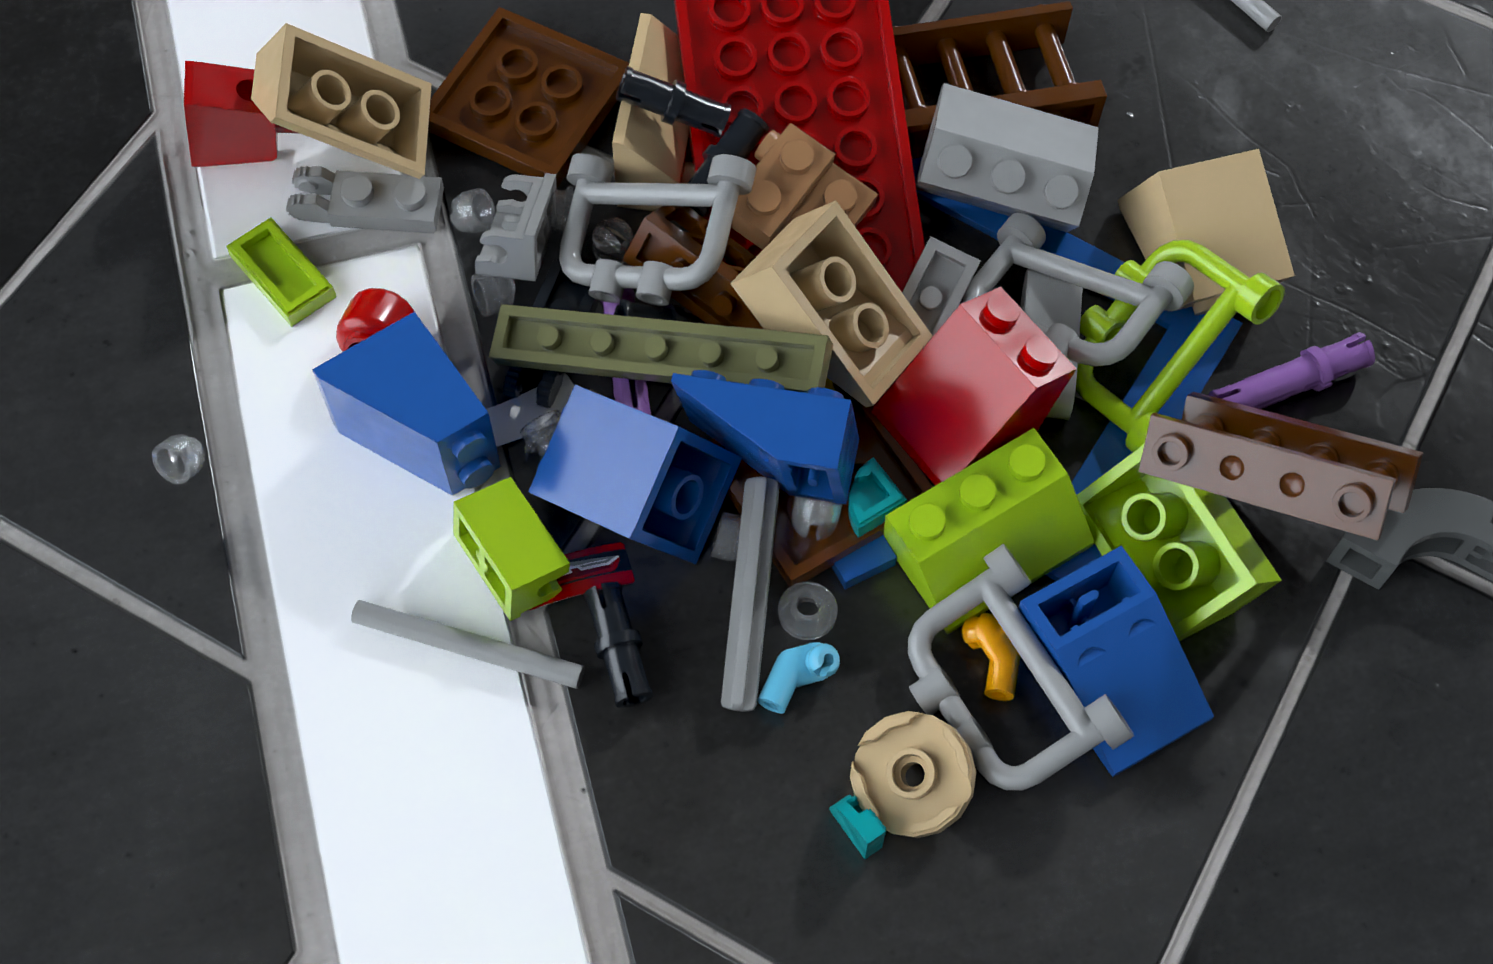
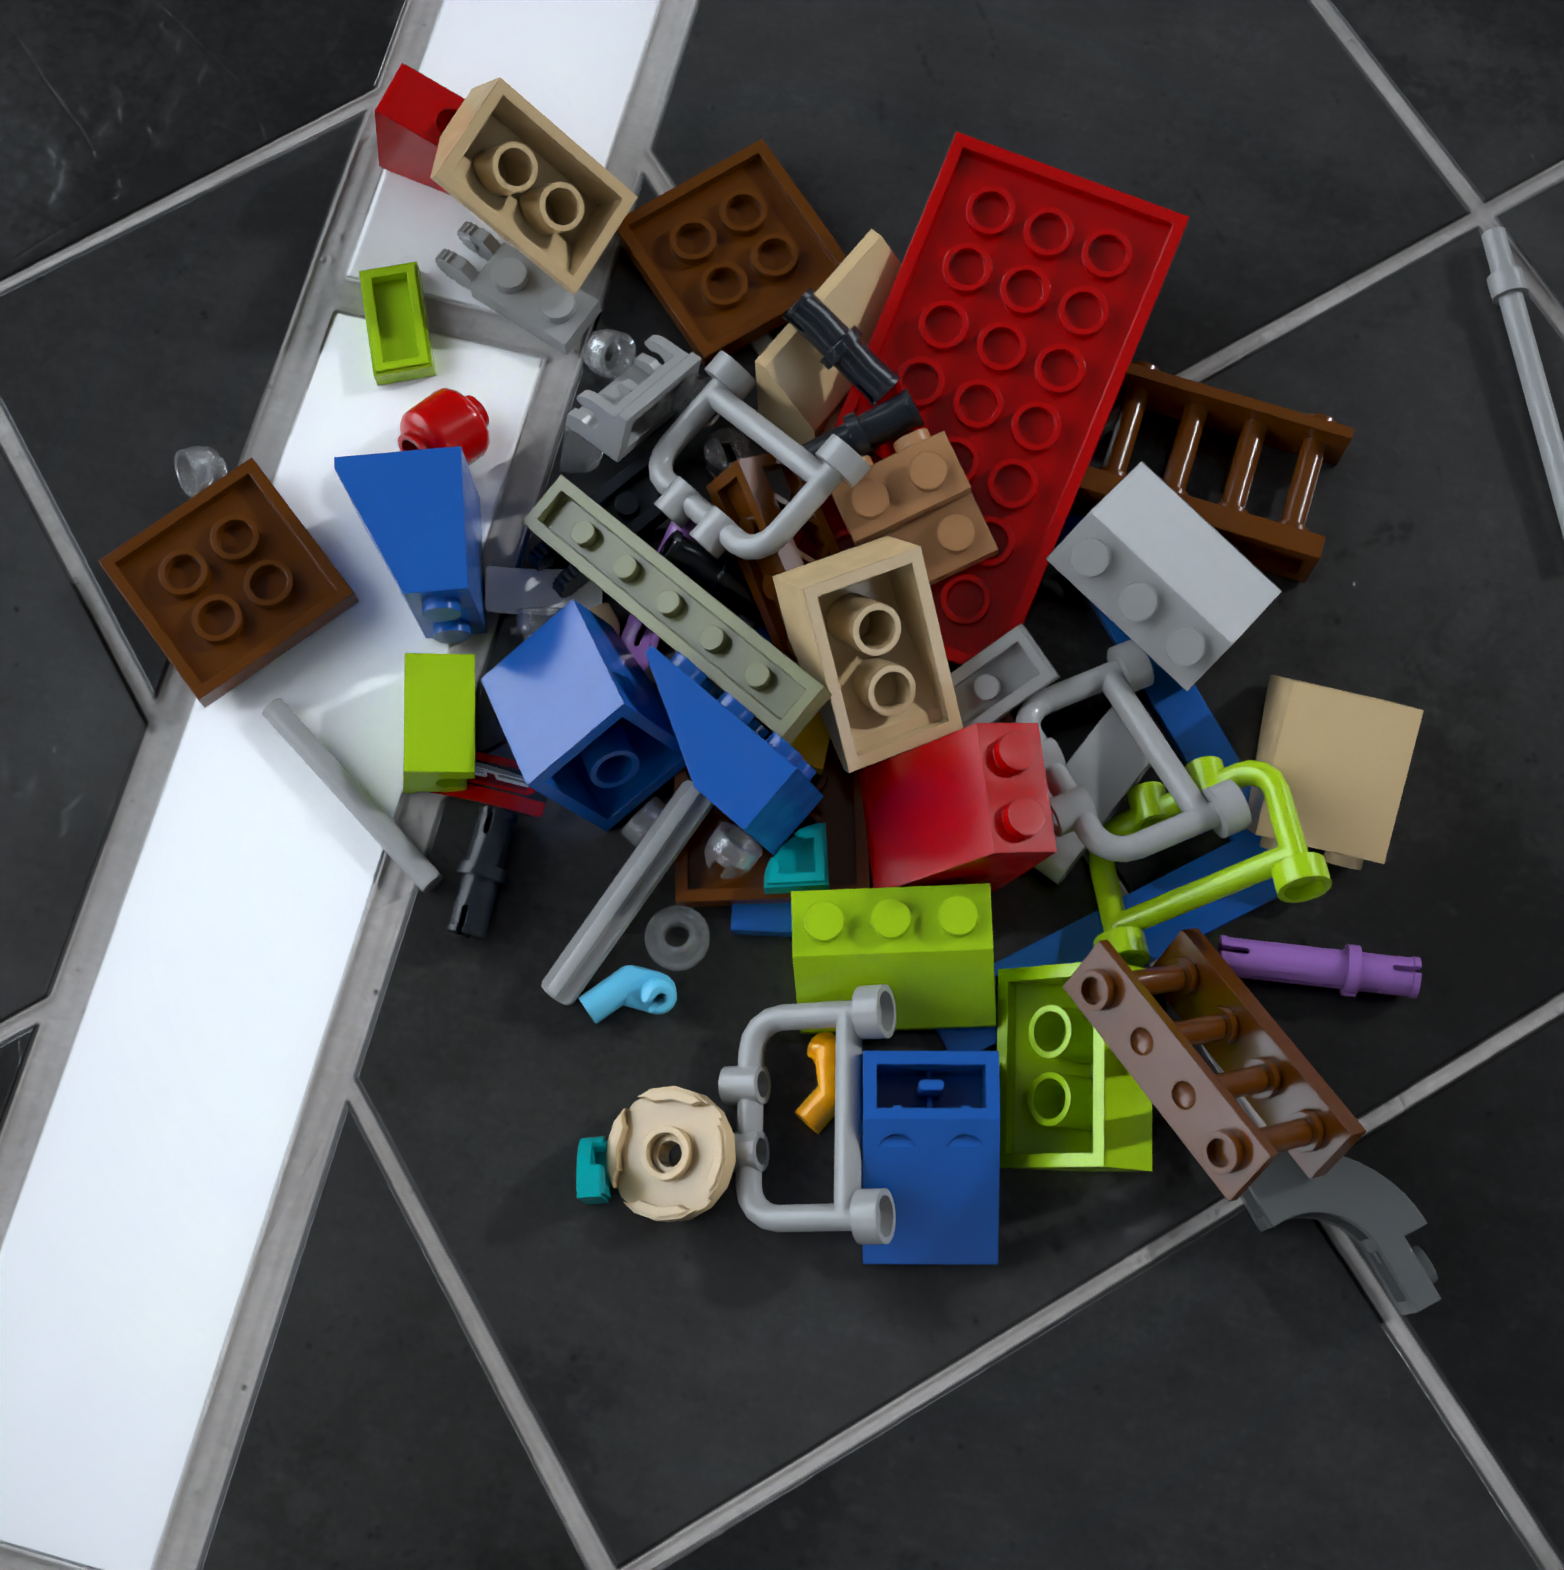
camera: 35 degrees right, 10 degrees up
(258, 531) = (228, 582): none -> reddish brown plate

